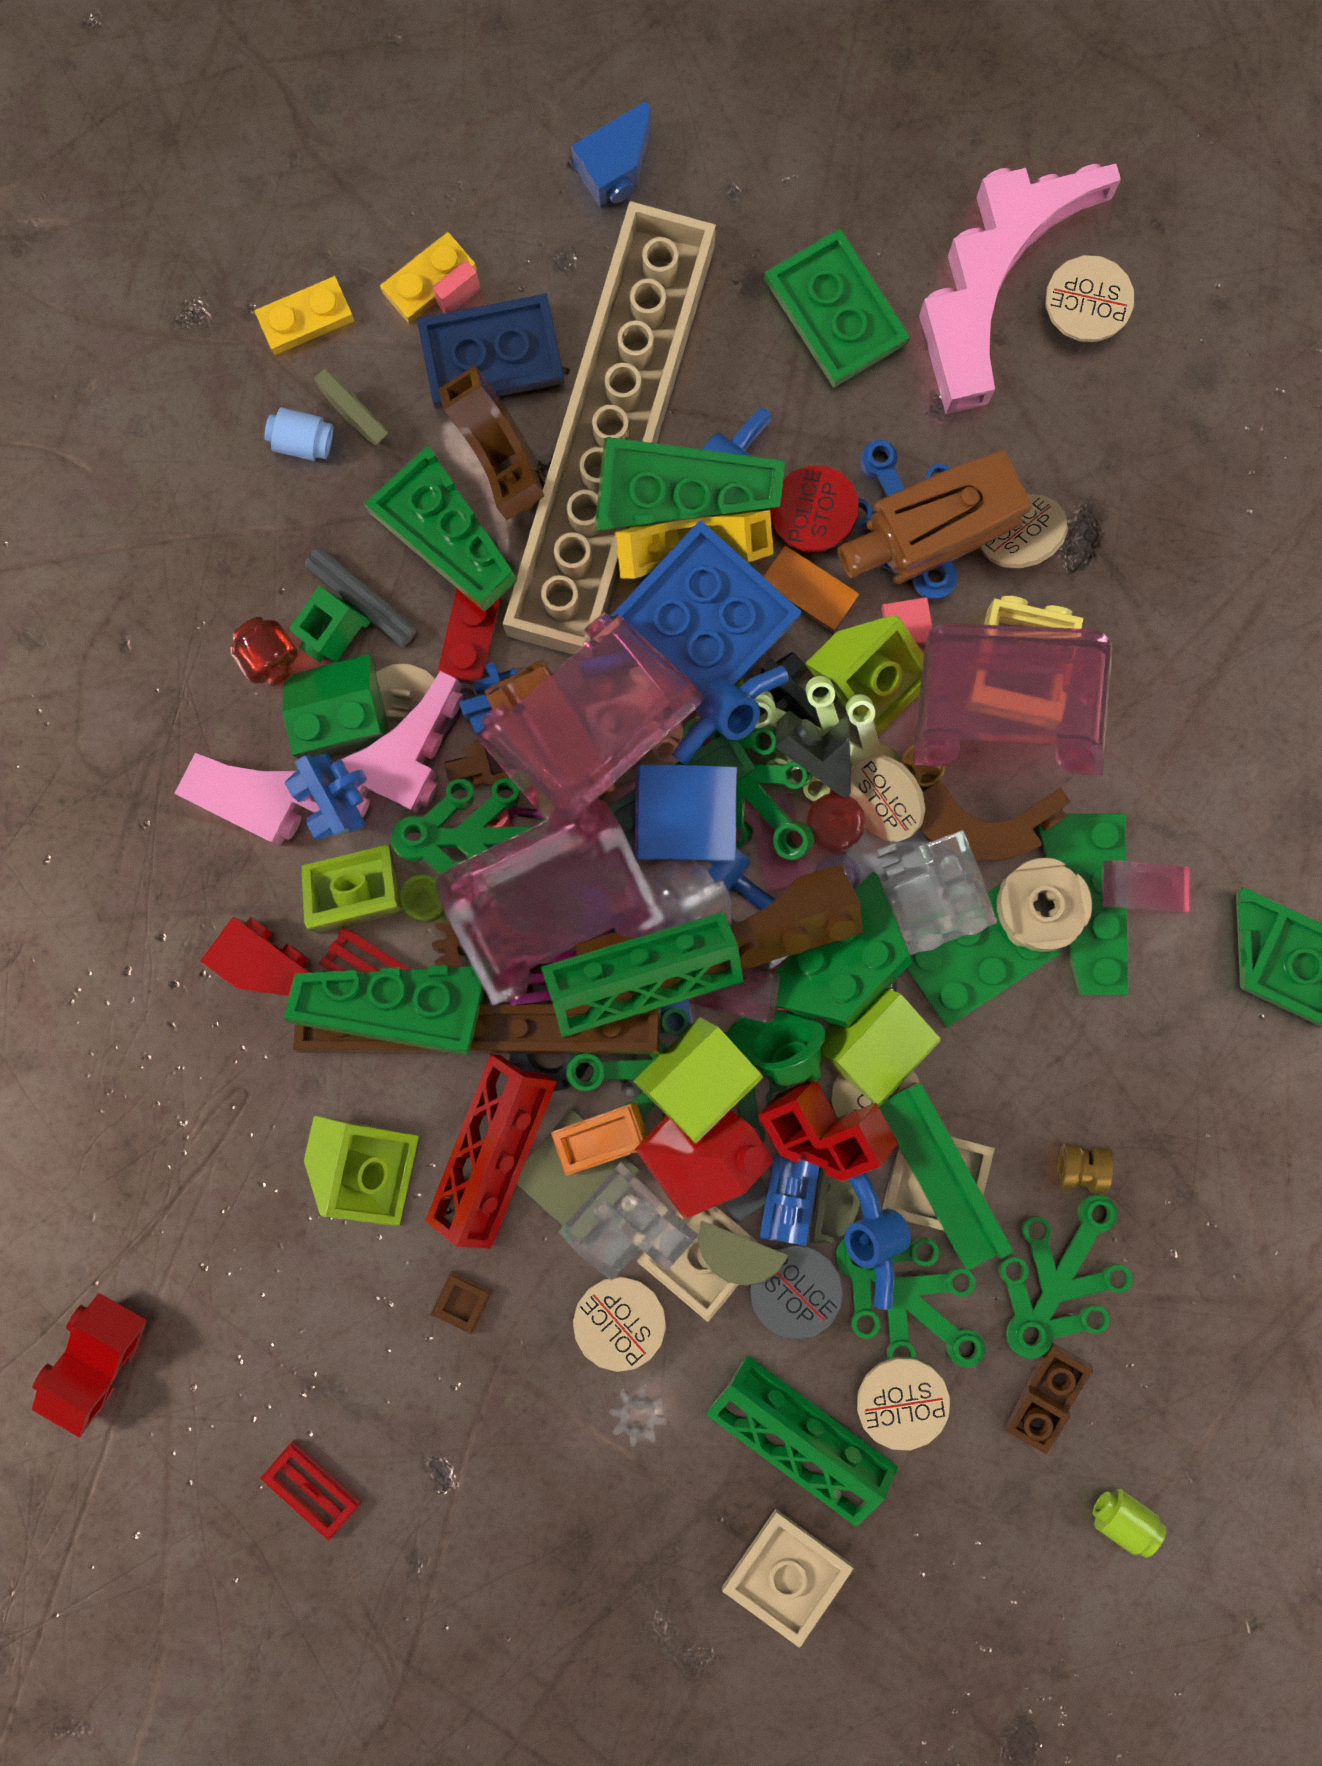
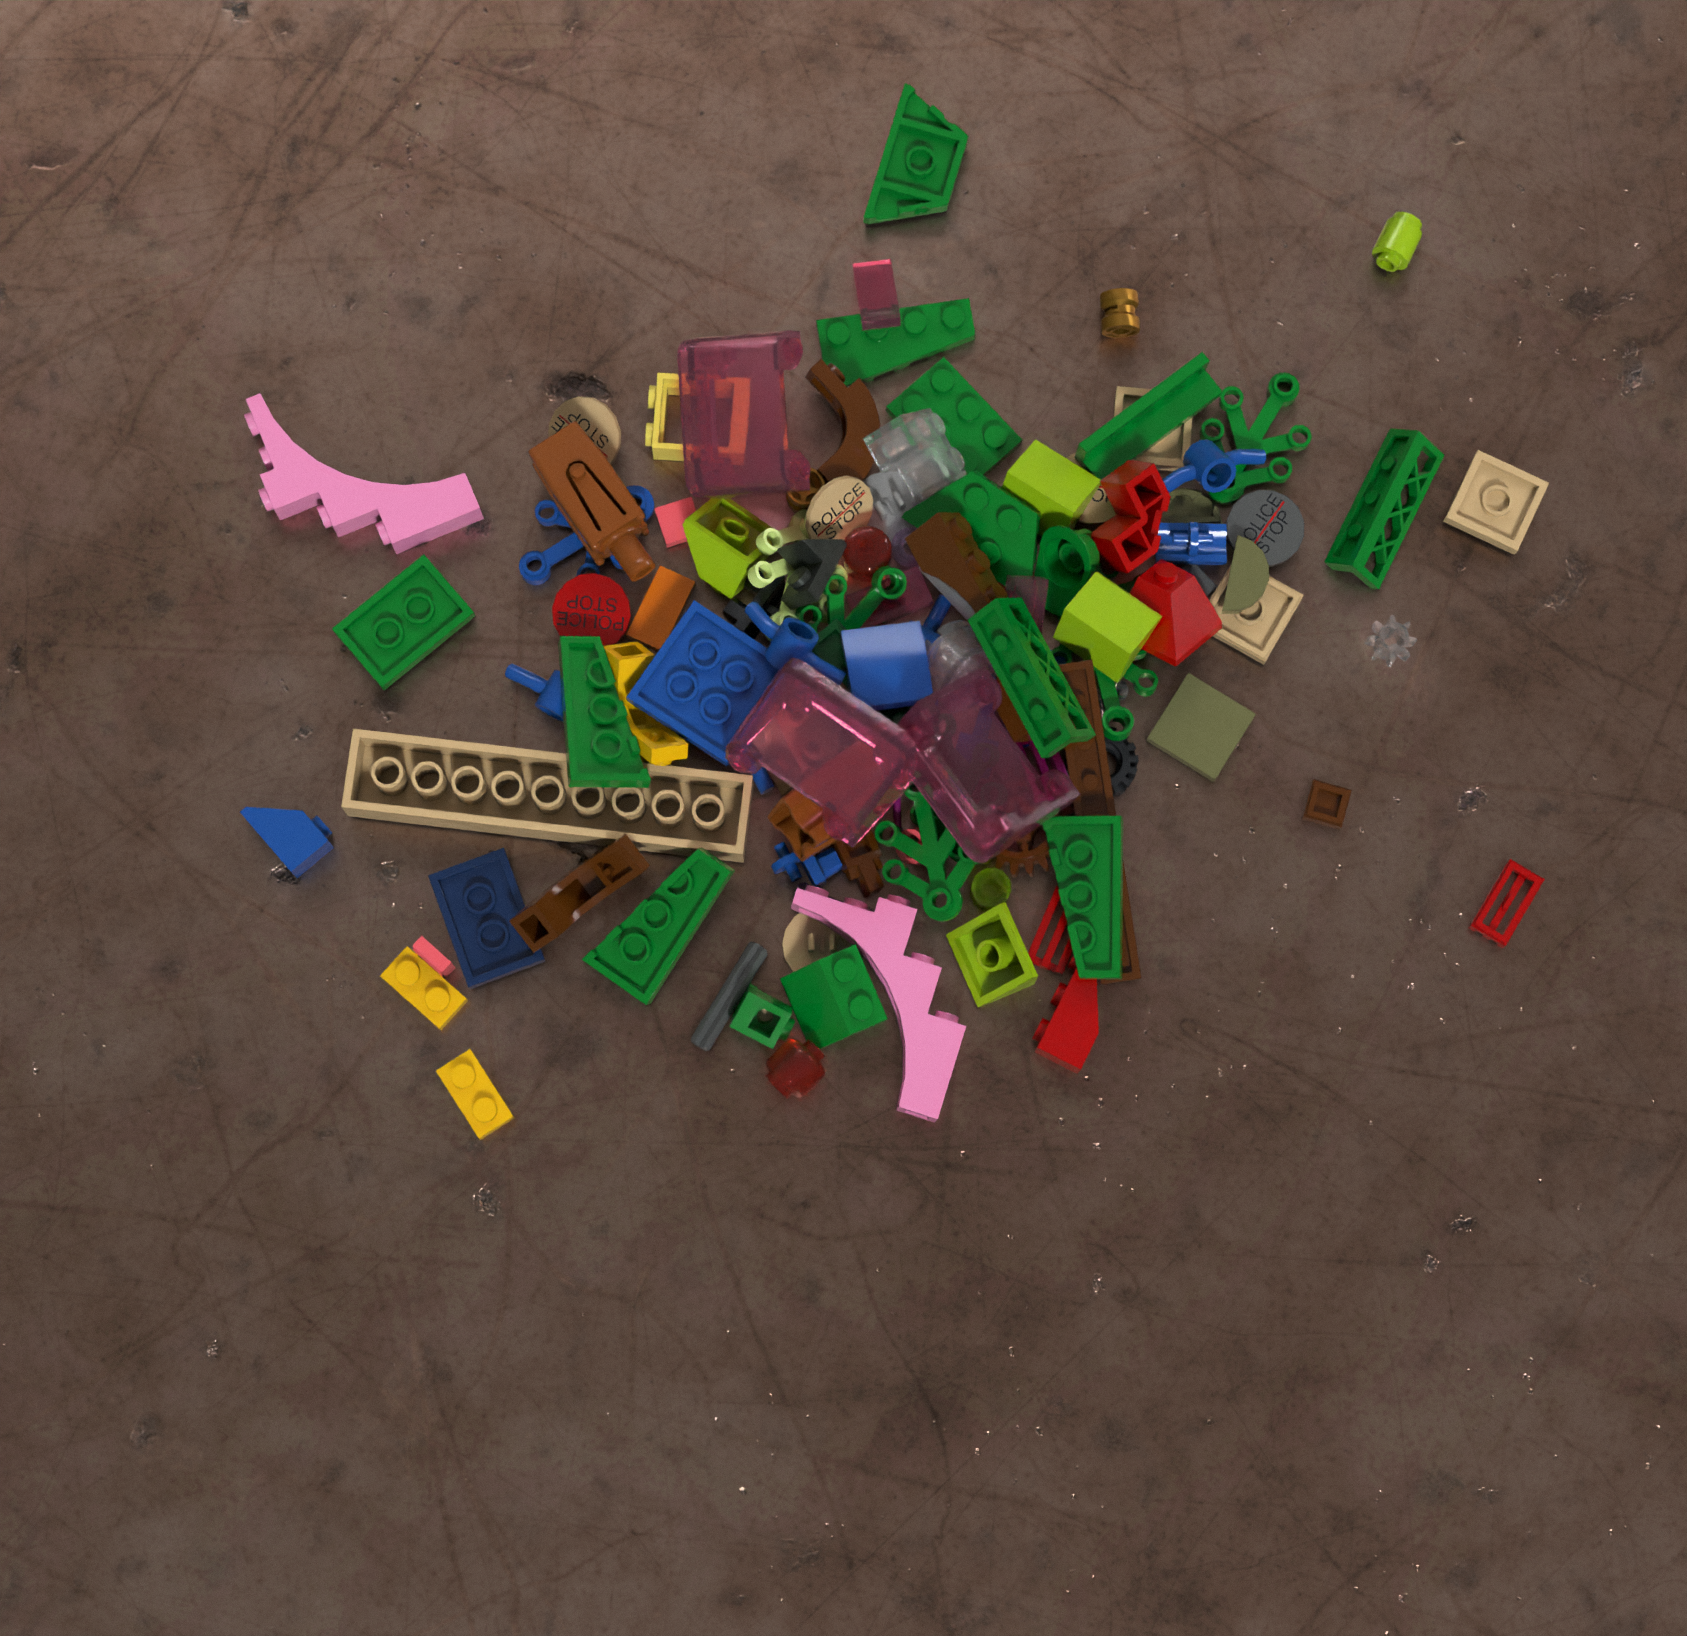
camera: 105 degrees left, 5 degrees down
(81, 1380) = (1446, 1107): red brick -> none
(299, 434) = (589, 1075): light blue brick -> none
(333, 791) = (915, 970): blue hips -> none
(350, 406) = (561, 1028): olive tile -> none
(359, 1170) = (1231, 906): lime slope -> none
(468, 639) = (754, 896): red plate -> none
(495, 1159) = (1200, 783): red fence -> none
(599, 1138) = (1170, 703): orange tile -> none
(619, 1324) = (1319, 667): tan piece -> none
(622, 1220) = (1231, 674): clear brick -> none
(903, 1403) = (1338, 429): tan piece -> none
(1048, 1397) = (1310, 319): reddish brown slope -> none
(1058, 1282) = (1215, 321): green plant -> none
(1059, 884) = (899, 392): tan plate -> none
(1089, 298) = (367, 407): tan piece -> none

